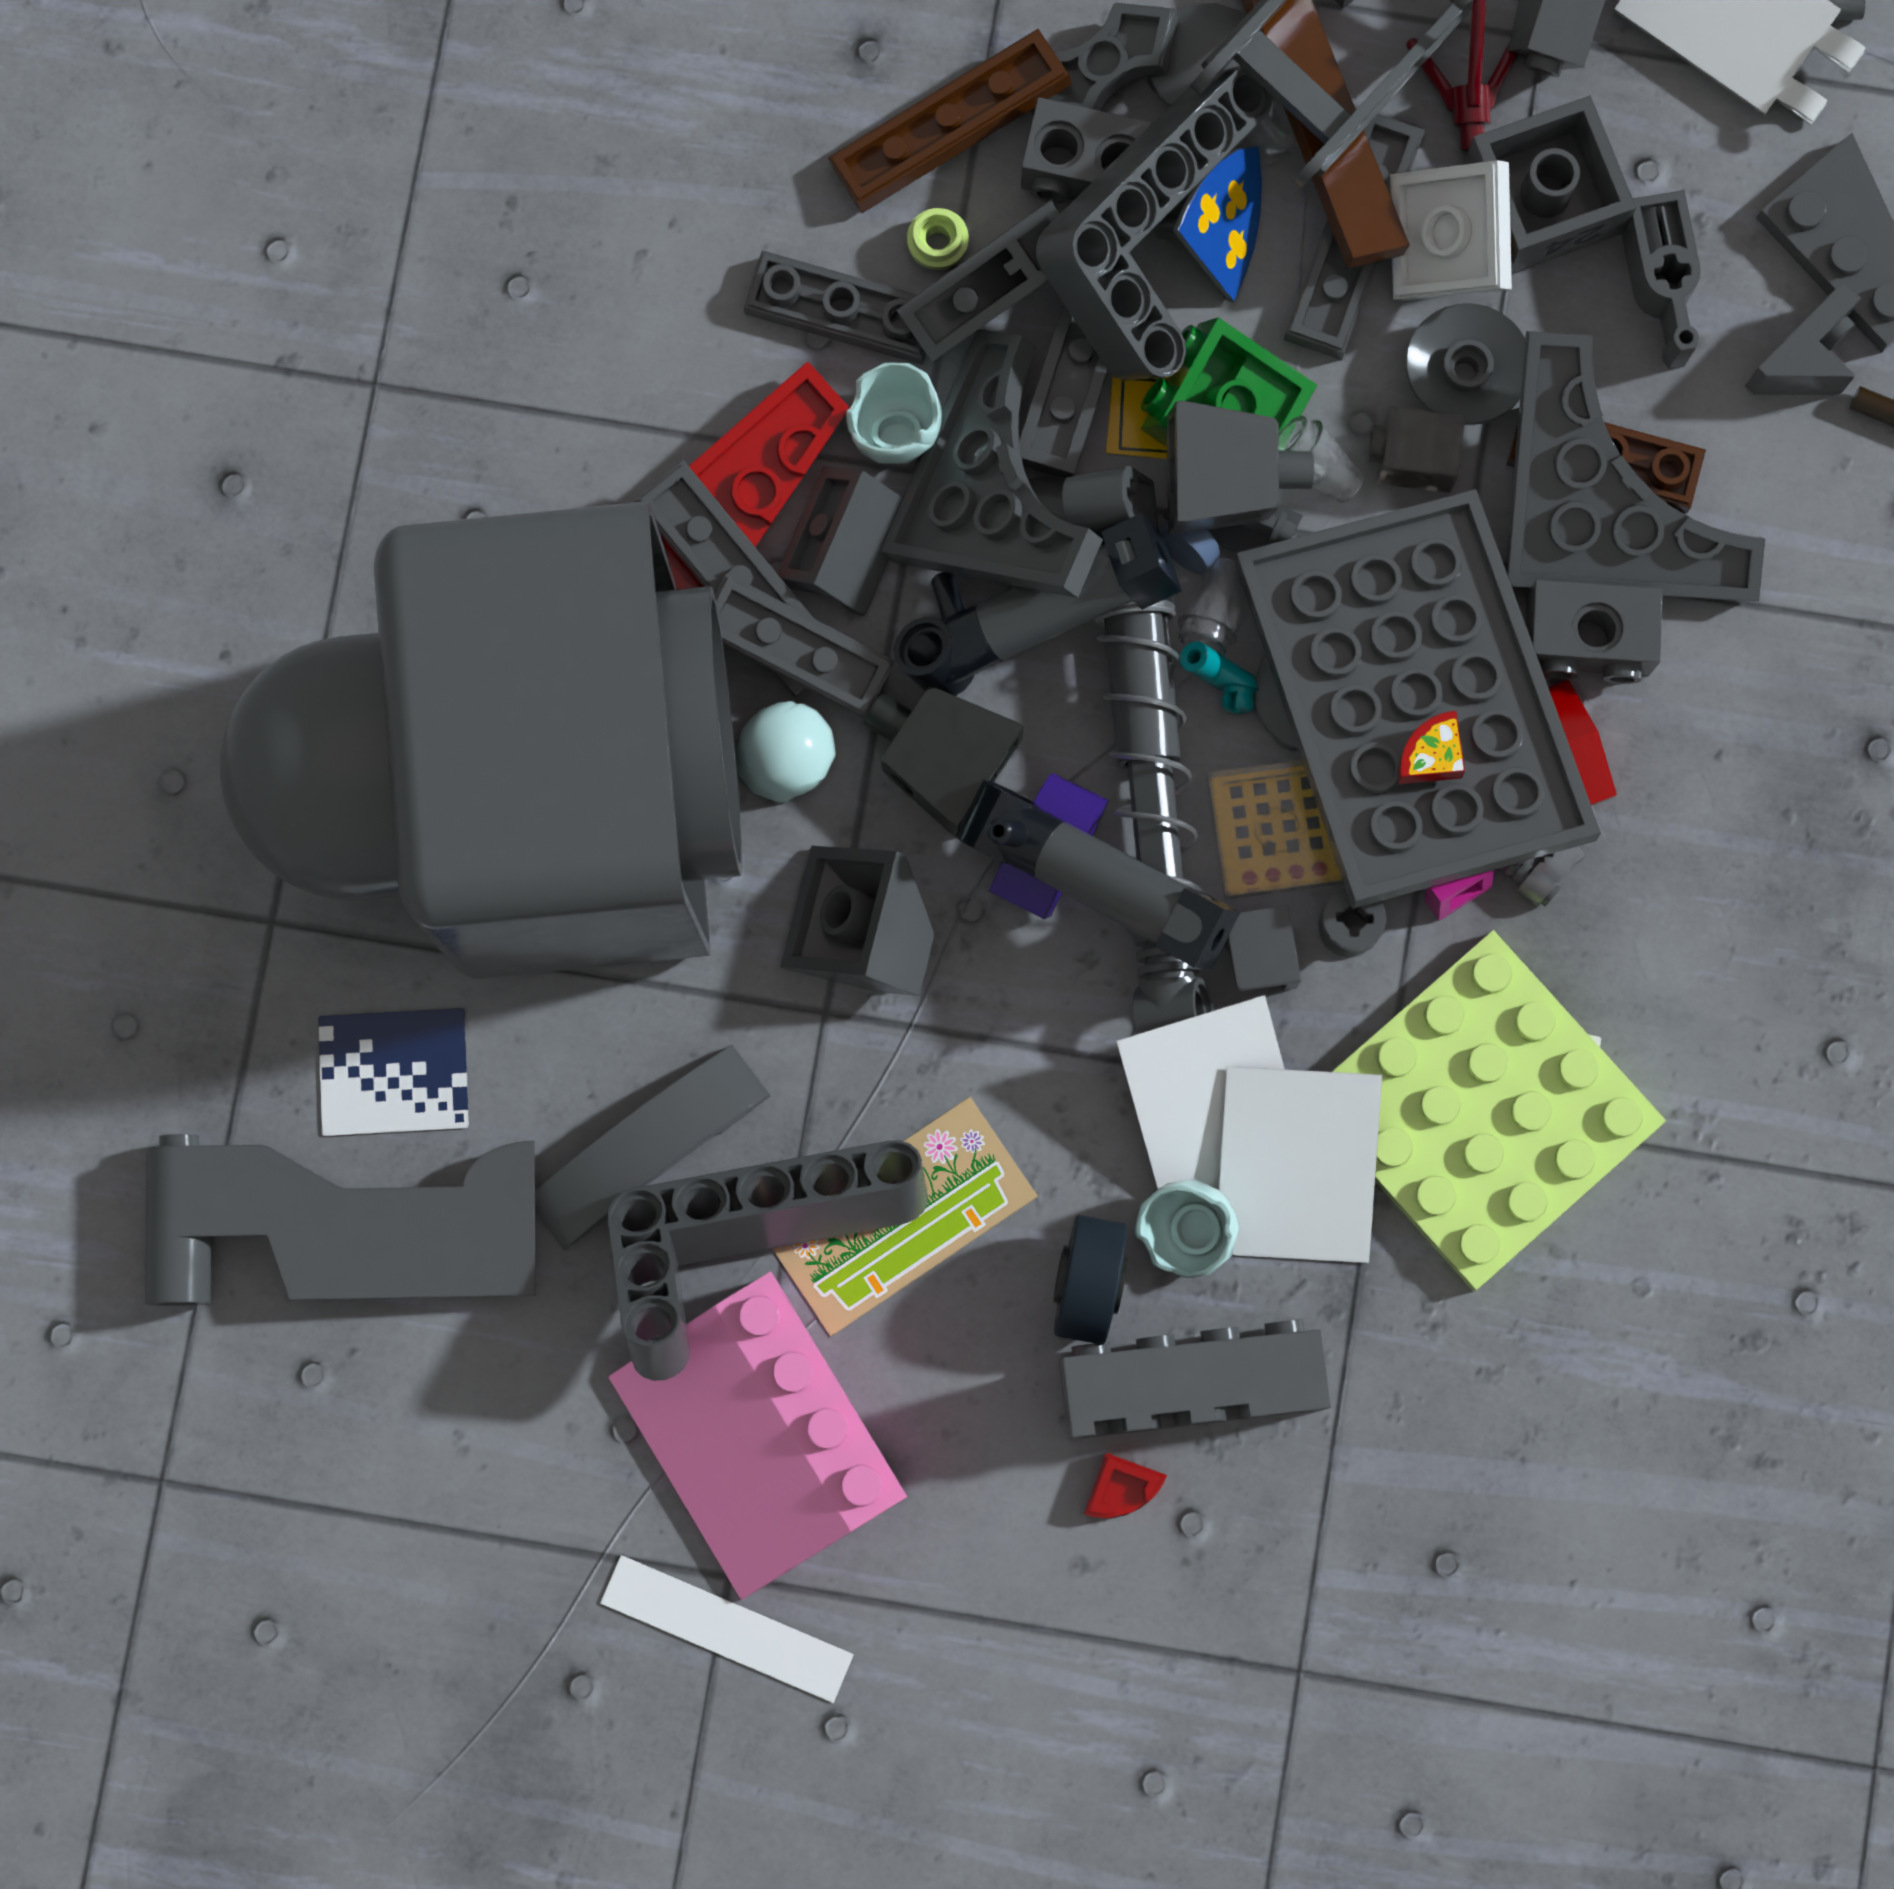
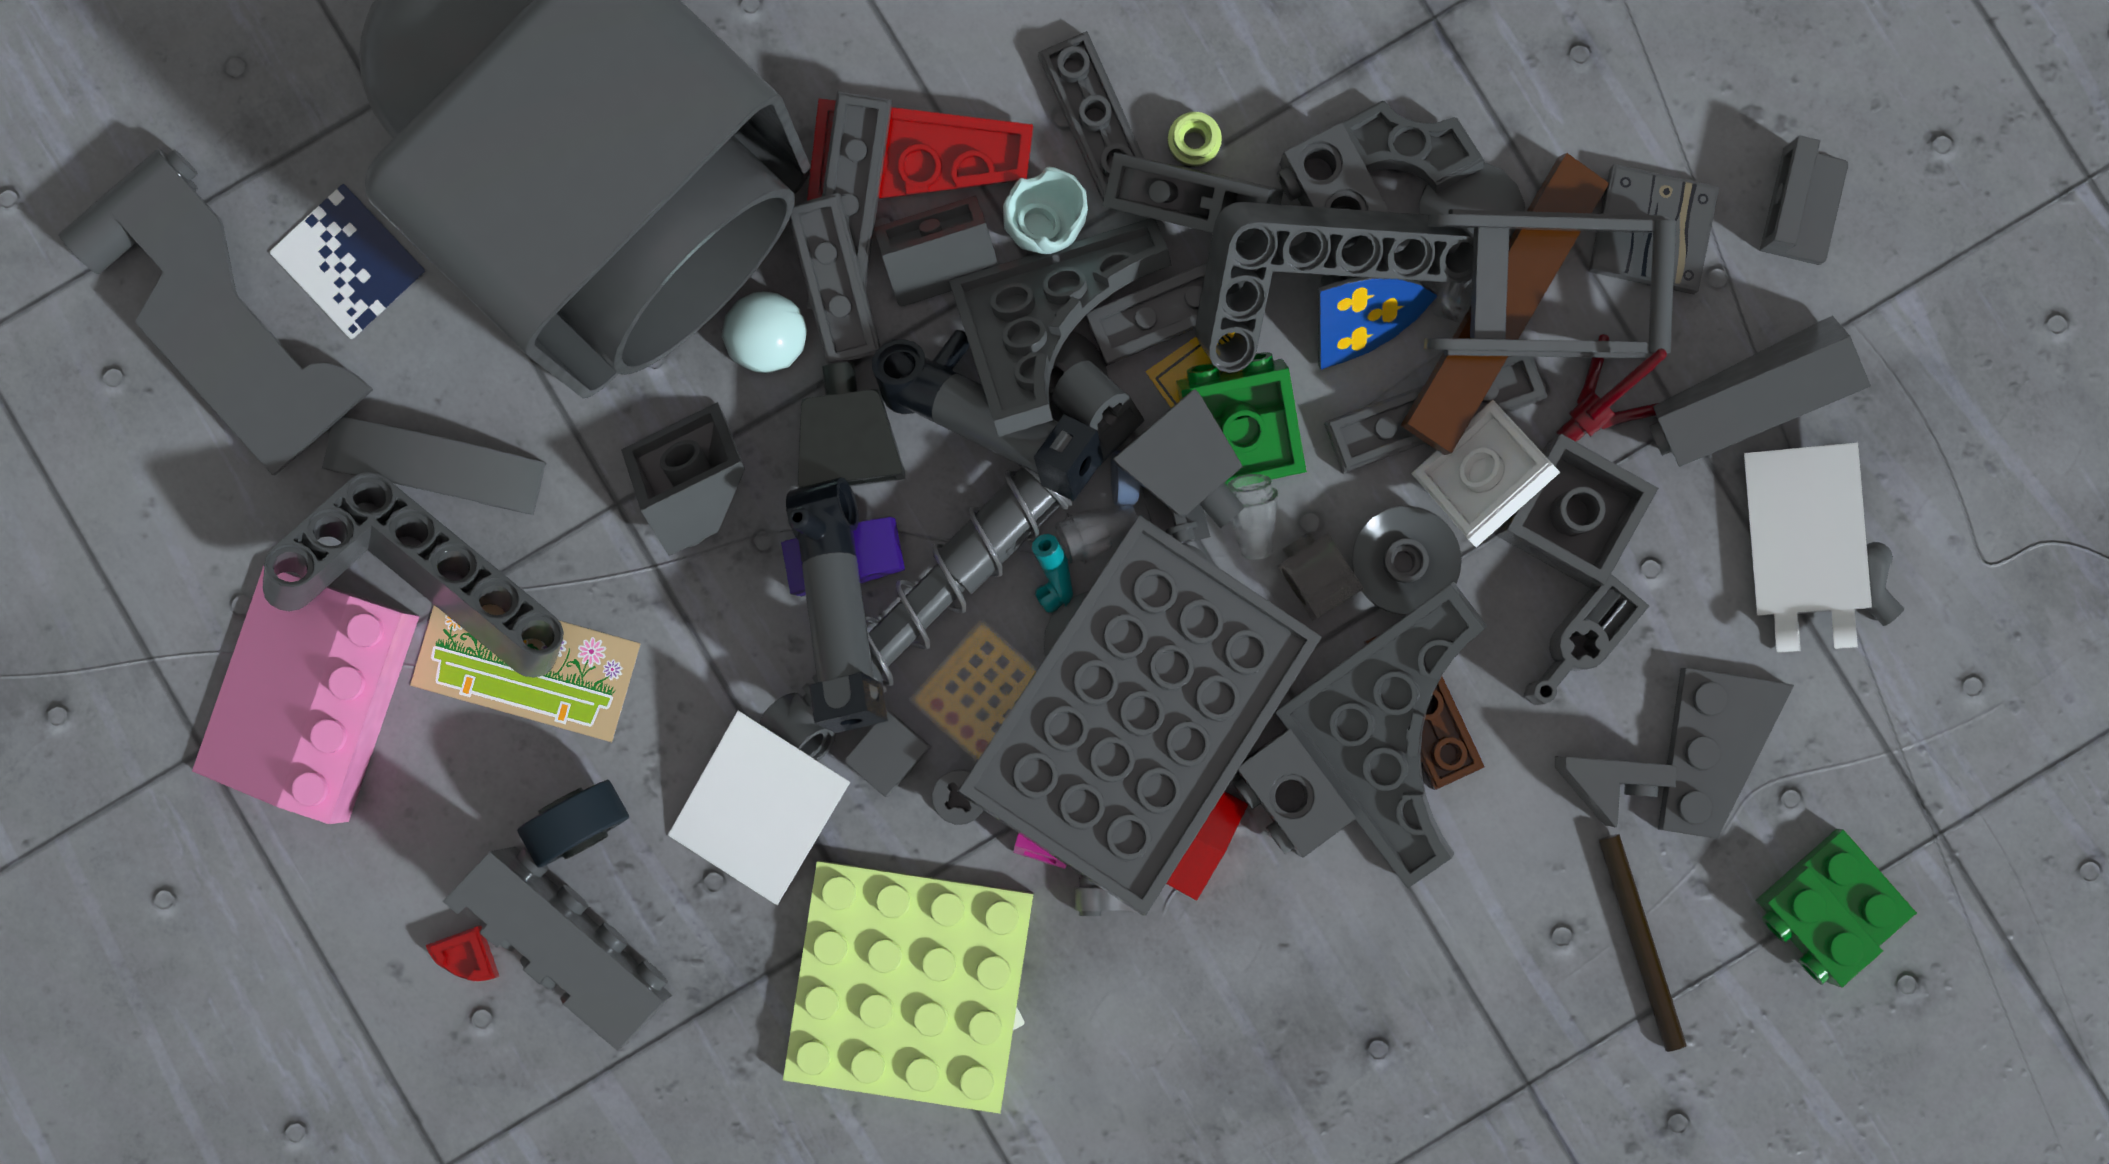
camera: 55 degrees right, 5 degrees up
(727, 1629) = (169, 777): white sticker -> none
(949, 120) = (1281, 78): reddish brown tile -> none
(1187, 1228) = (663, 858): light aqua hair -> none
(1300, 1161) = (767, 895): white sticker -> none
(1433, 752) = (1105, 758): tile -> none

